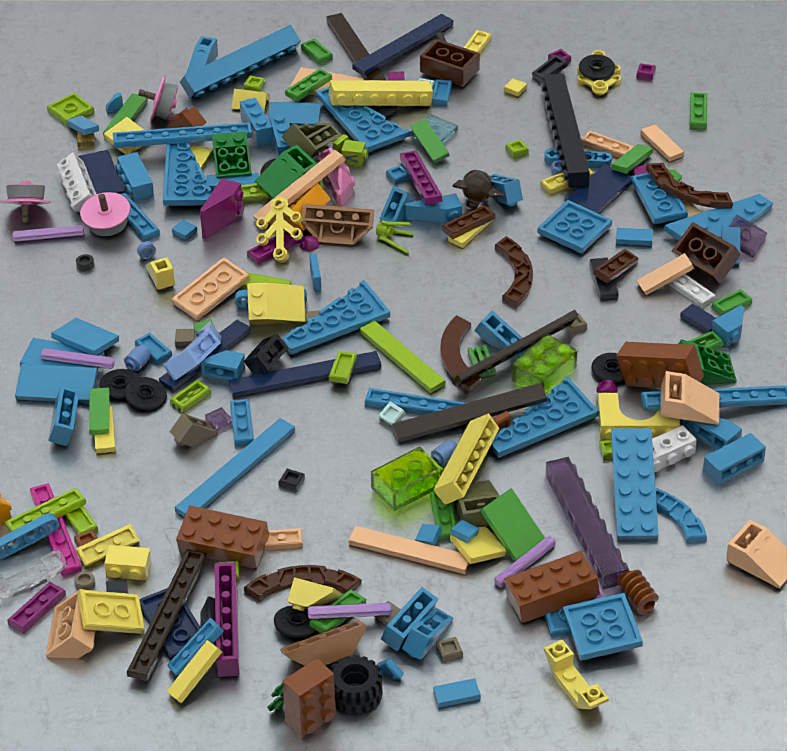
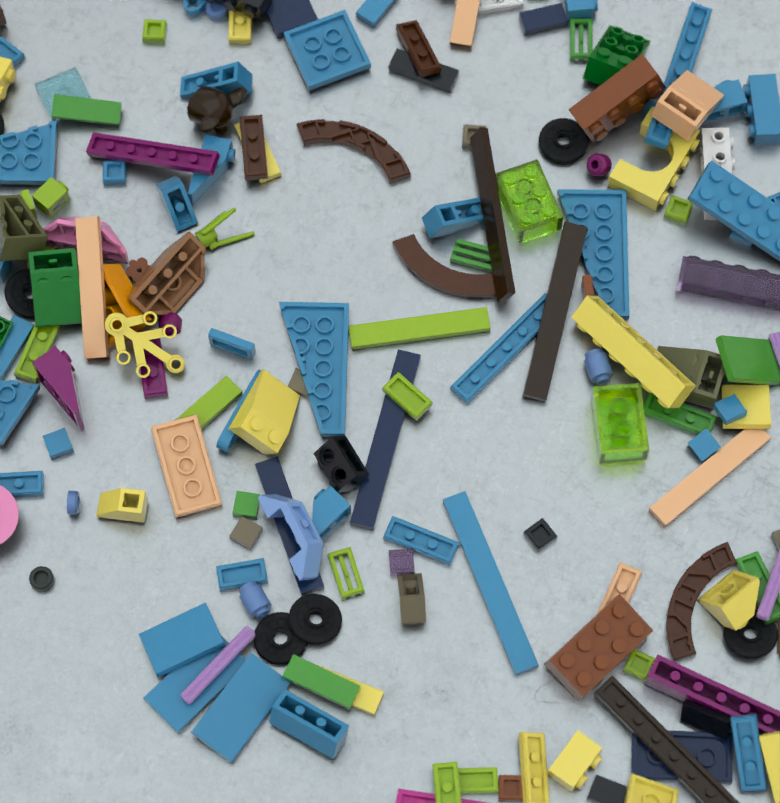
camera: 60 degrees left, 25 degrees up
(391, 414) = (505, 386): light aqua tile -> none

